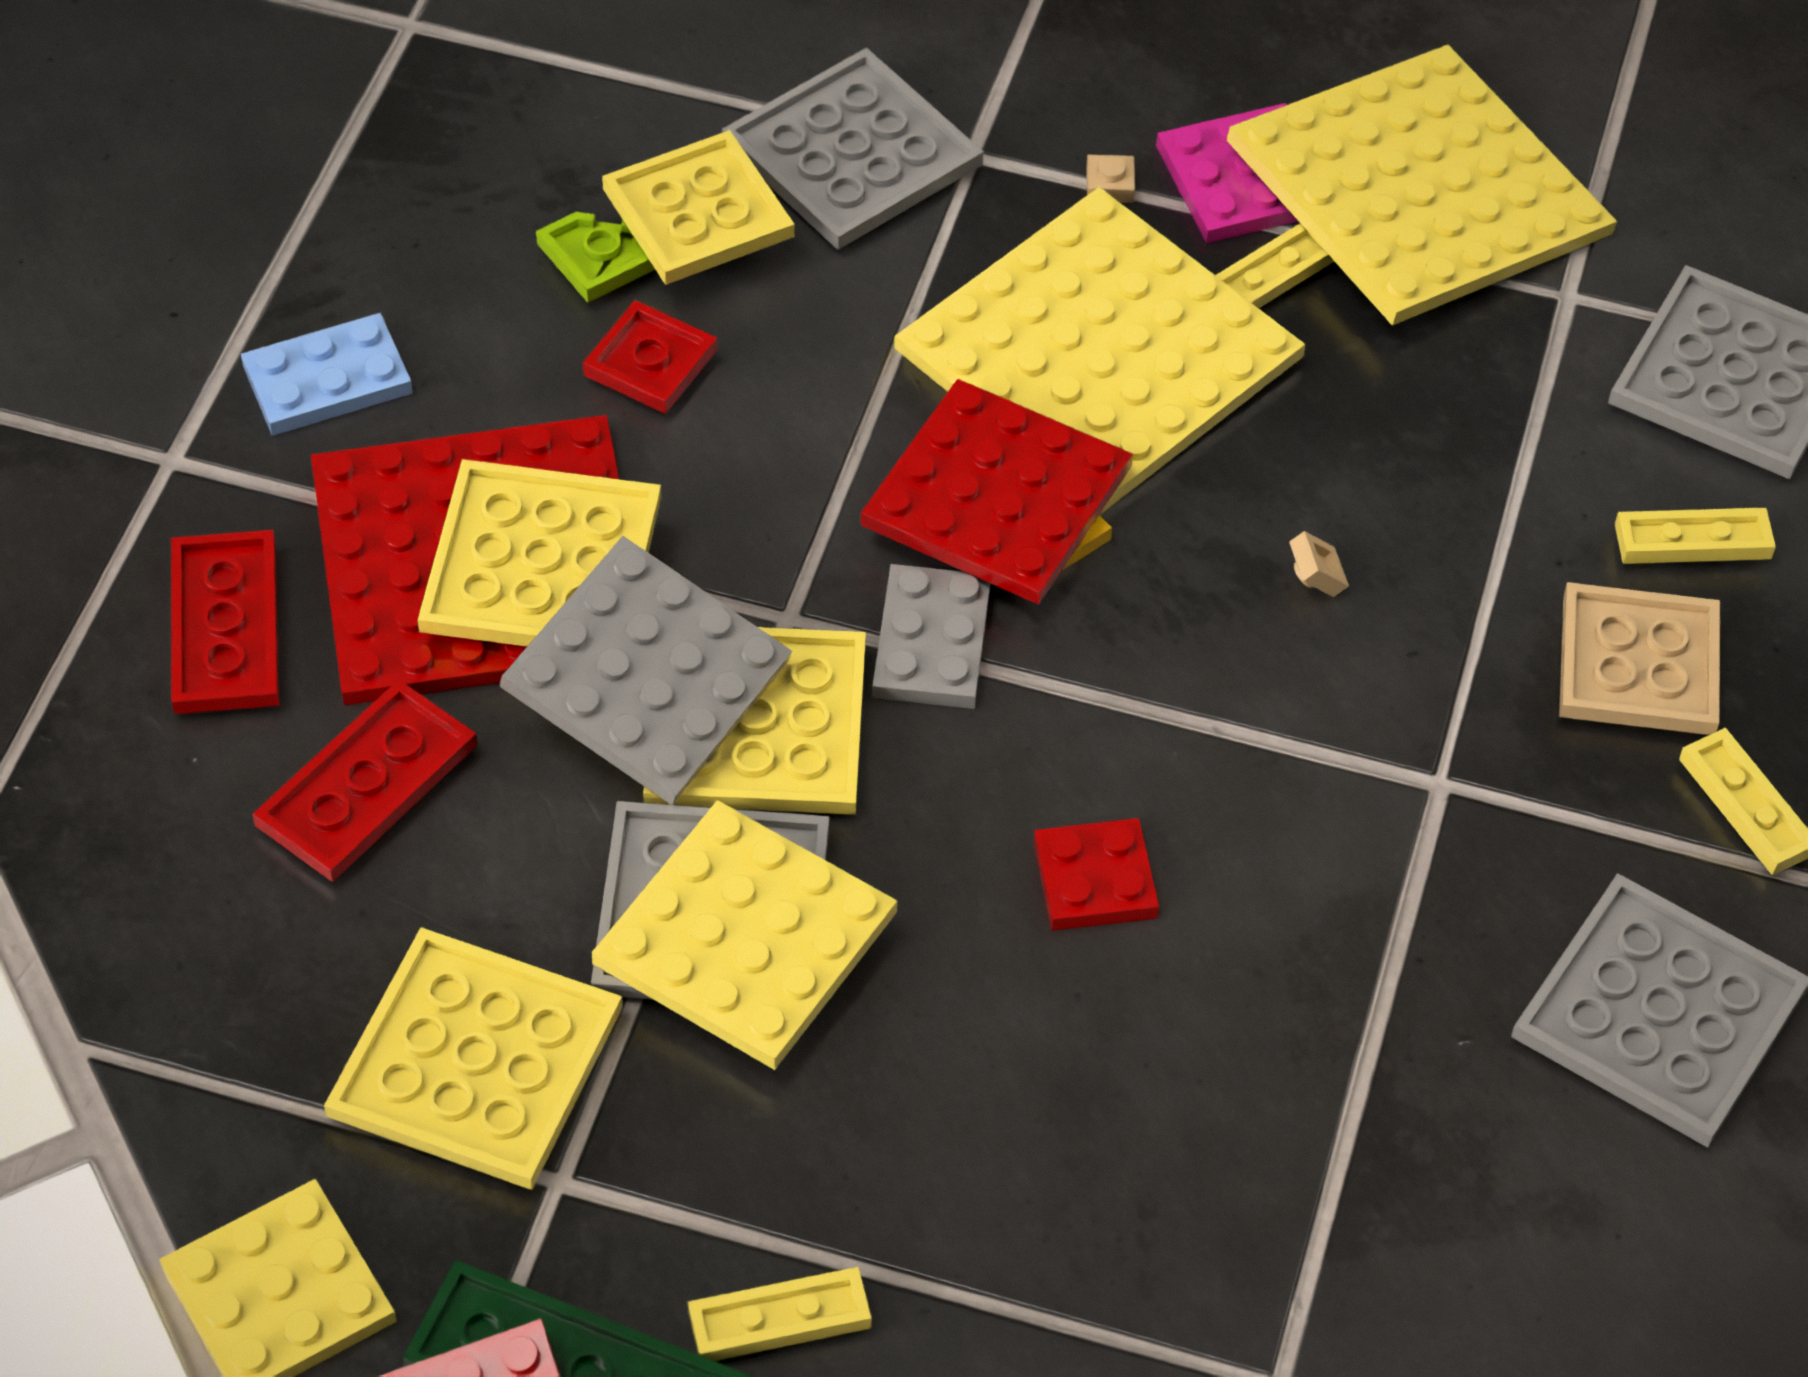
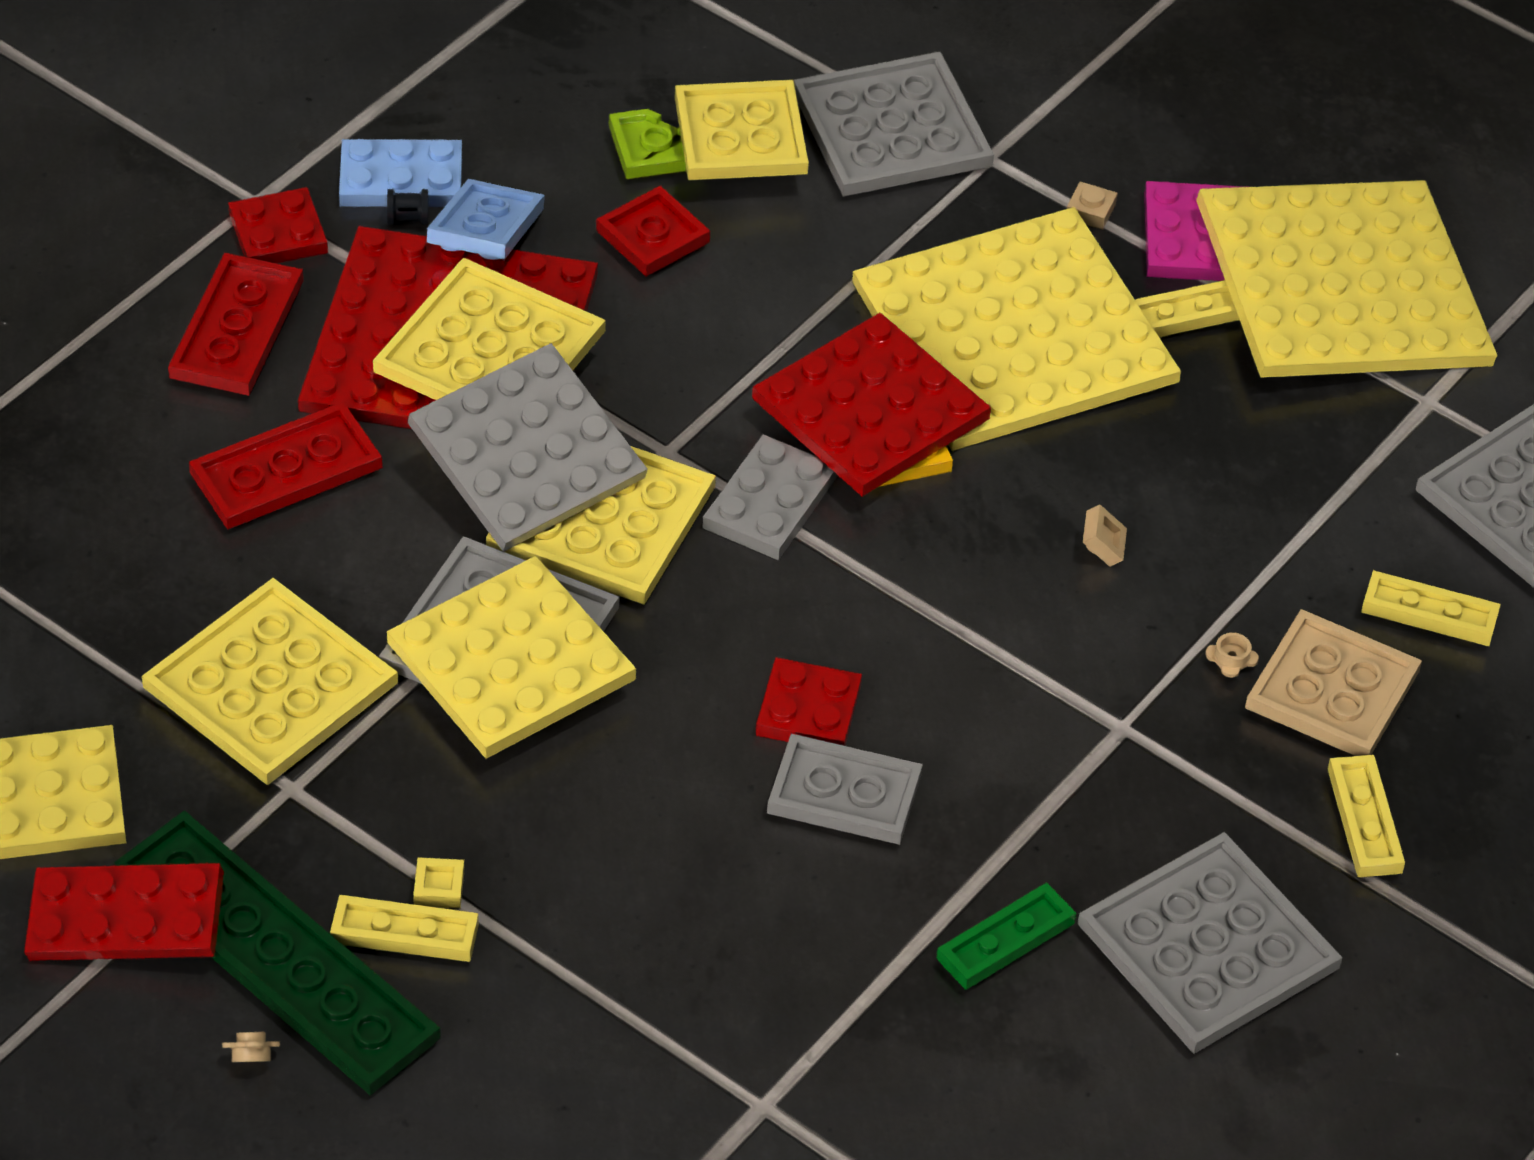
camera: 20 degrees right, 5 degrees down
(215, 484) = (278, 226): none -> red plate
(357, 413) = (407, 207): none -> black bush
(459, 403) = (485, 219): none -> light blue plate
(791, 1243) = (439, 882): none -> light yellow plate
(1187, 964) = (845, 789): none -> light grey plate
(1446, 1080) = (1006, 936): none -> green plate
(1520, 648) = (1232, 654): none -> tan plate

